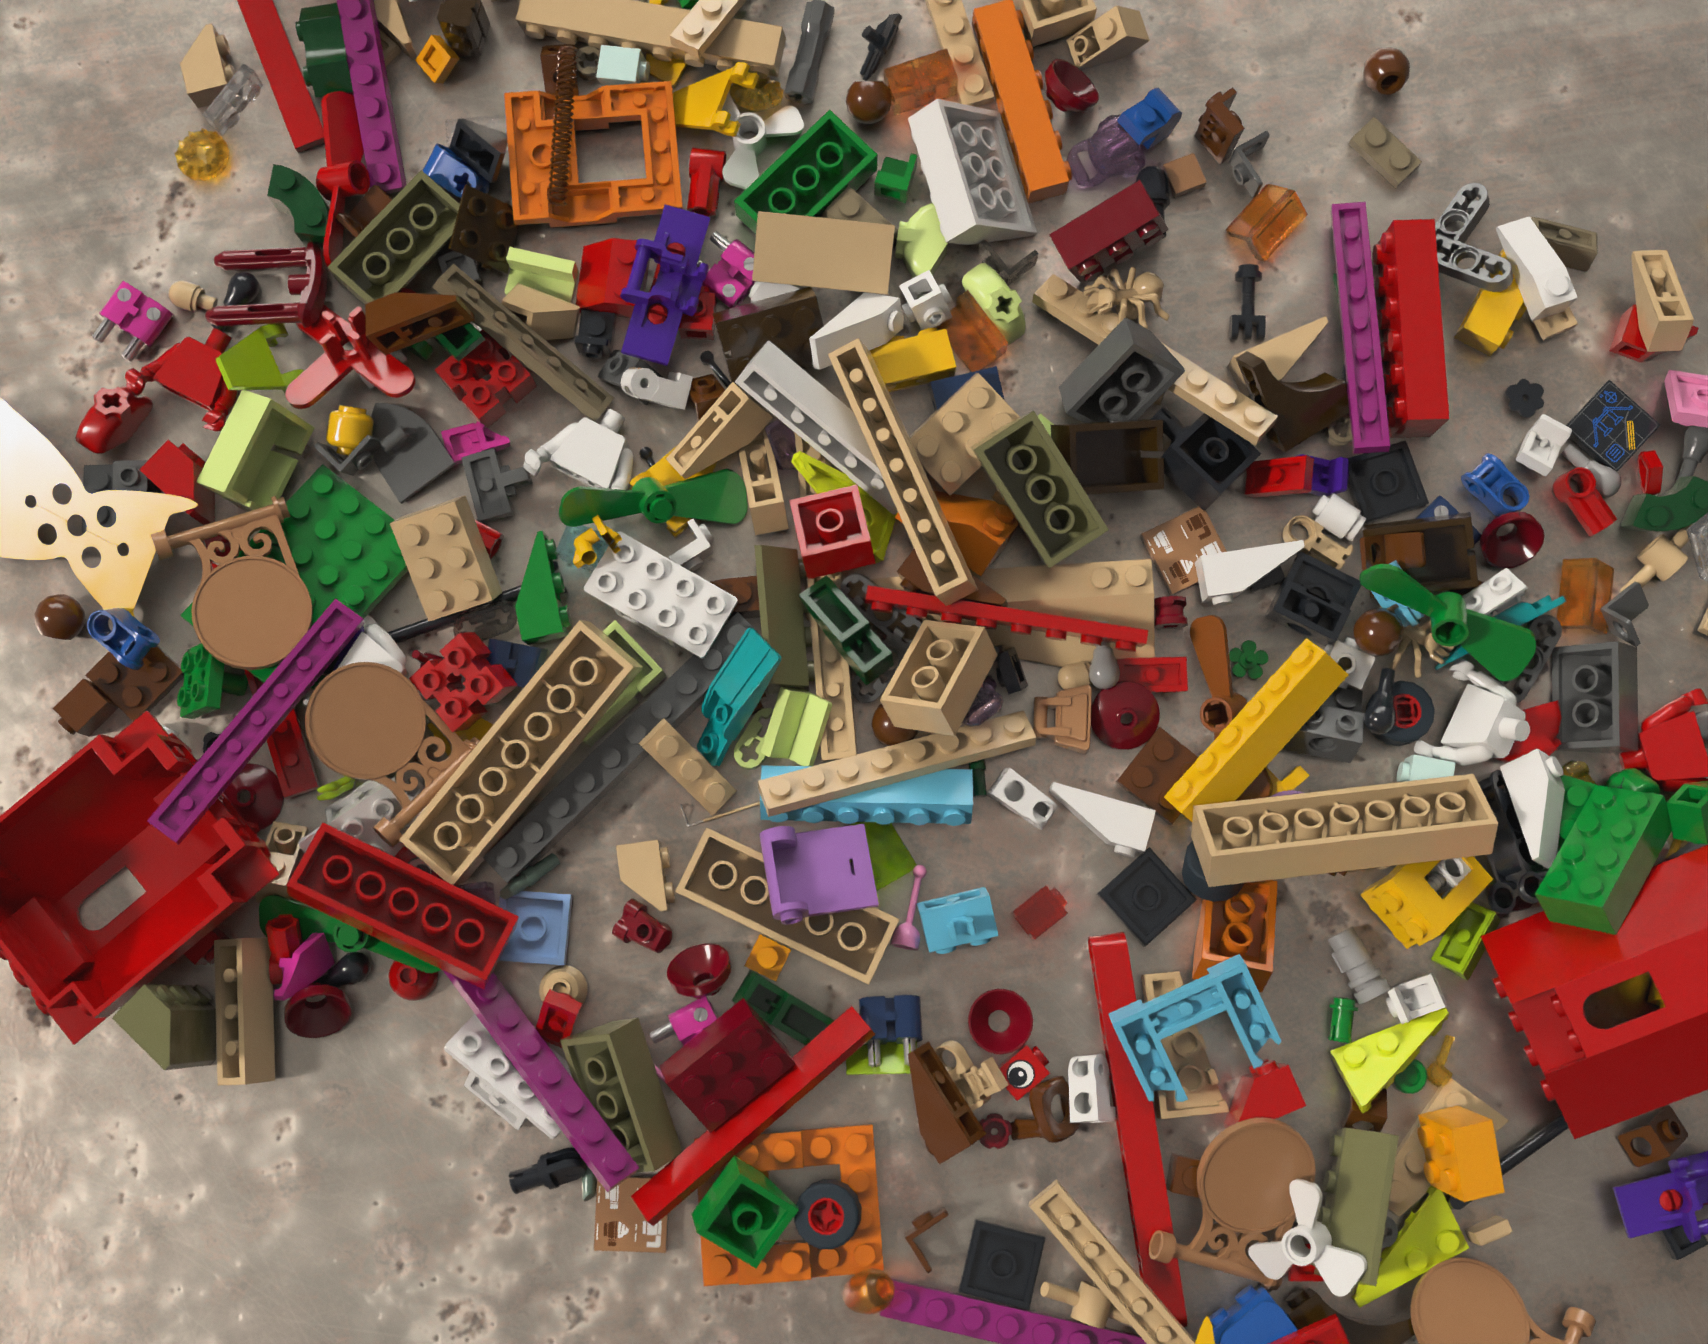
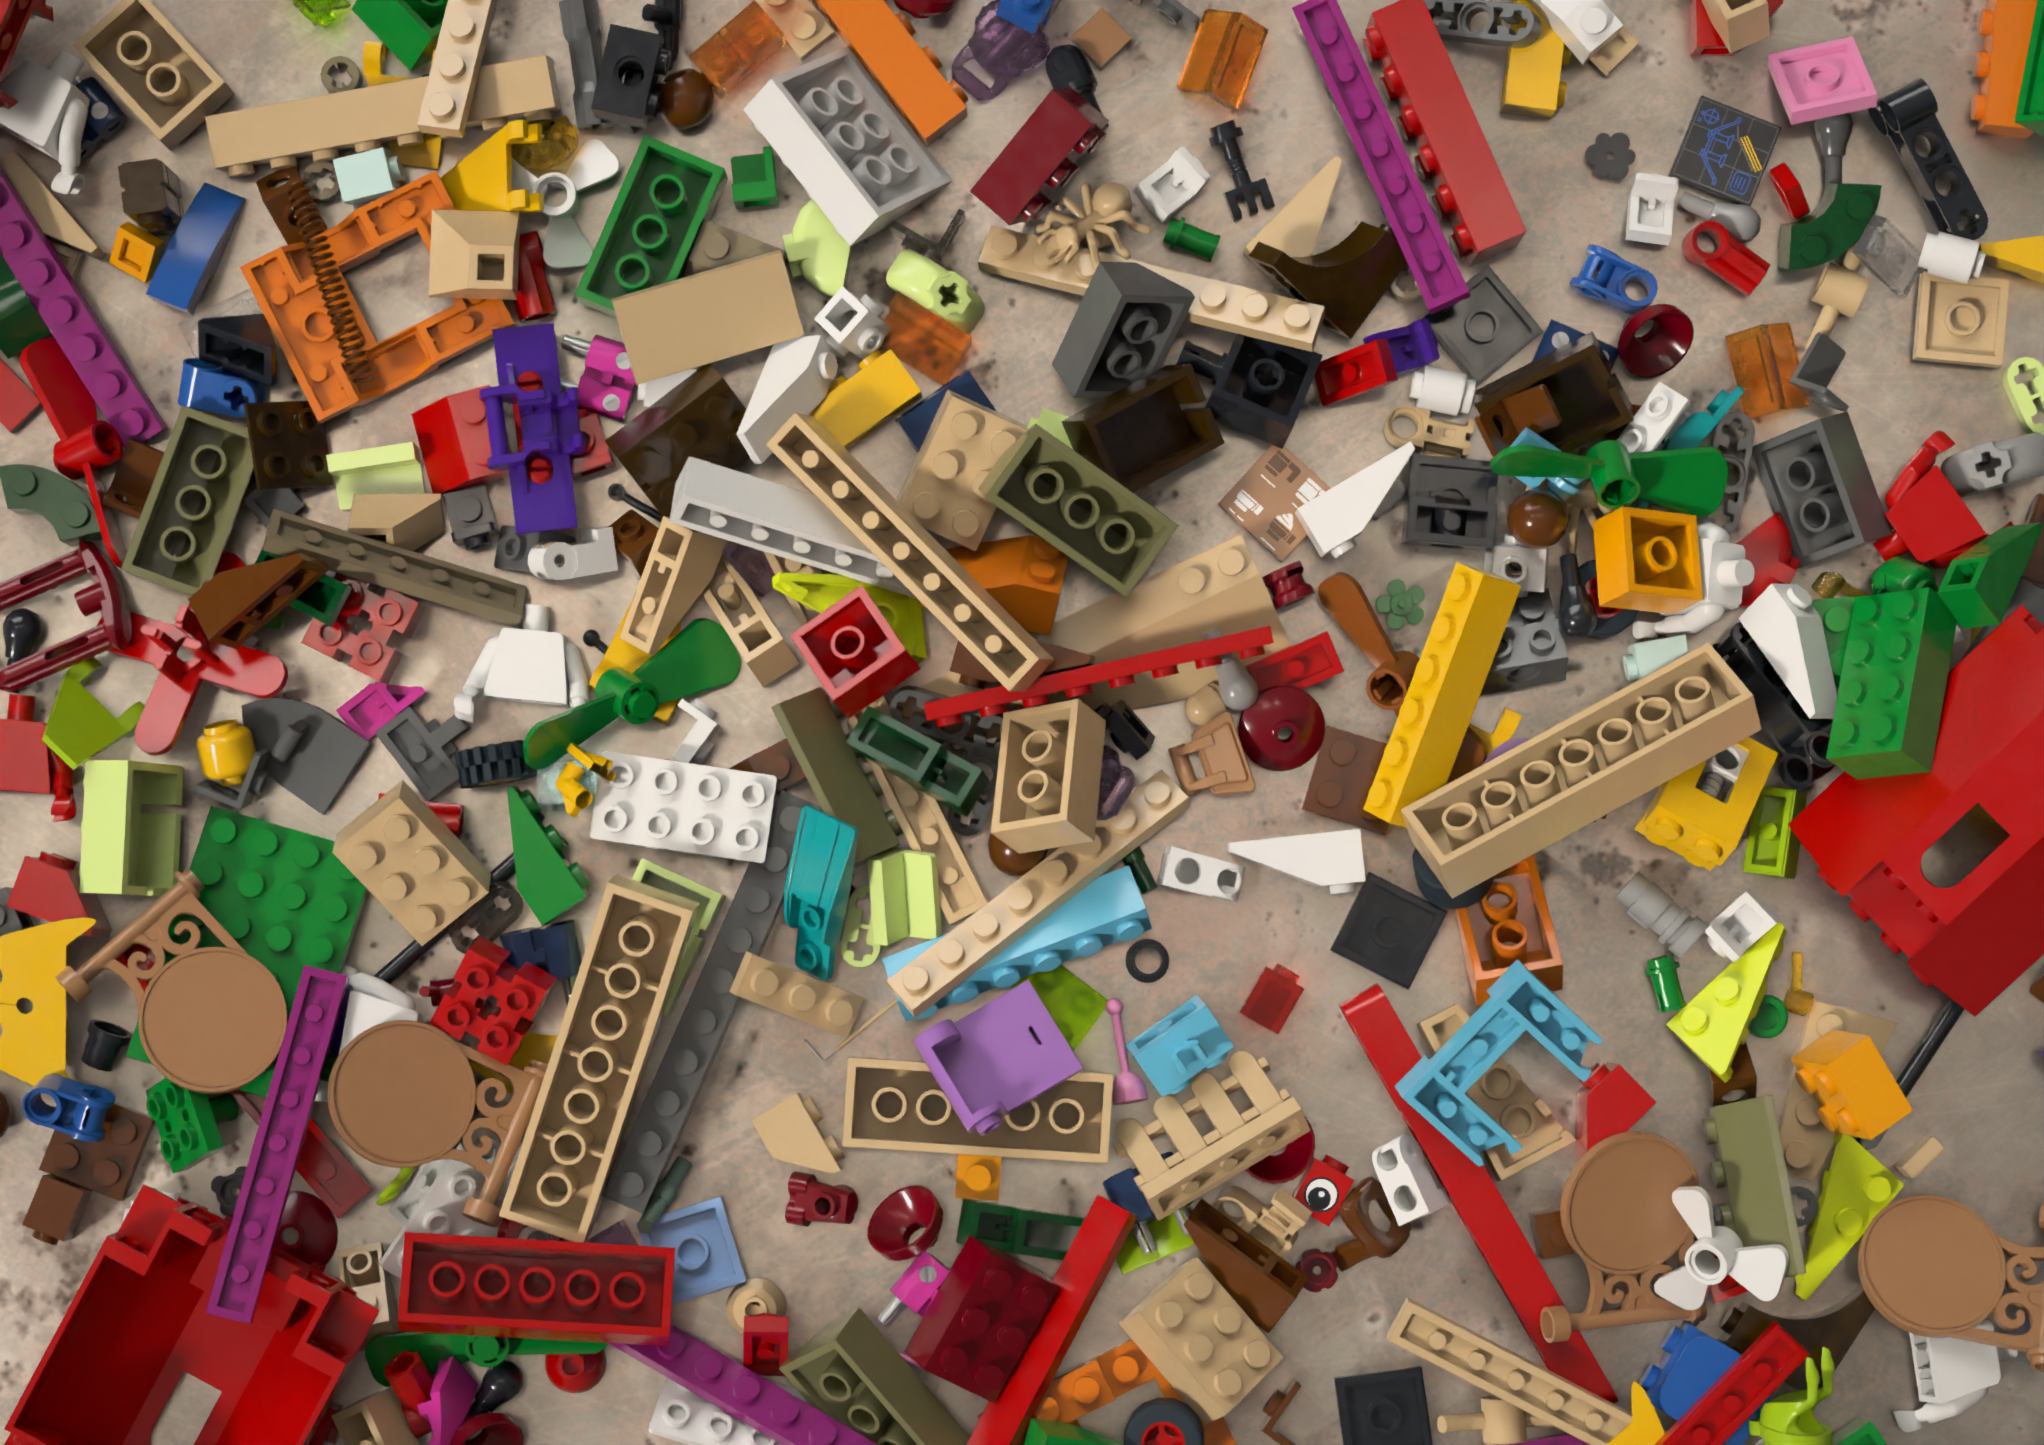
camera: 20 degrees left, 5 degrees up
(170, 604) = (104, 1044): none -> black piece
(479, 73) = (196, 248): none -> blue slope
(535, 512) = (493, 765): none -> black wheel
(673, 147) = (474, 254): none -> tan slope
(850, 55) = (642, 60): none -> black brick
(886, 1149) = (1201, 1340): none -> tan brick
(948, 856) = (1135, 972): none -> black piece
(955, 1012) = (1221, 1154): none -> tan fence
(1194, 338) = (1191, 239): none -> green pin
(1197, 294) = (1172, 184): none -> white bracket
(1450, 695) = (1647, 560): none -> light orange brick

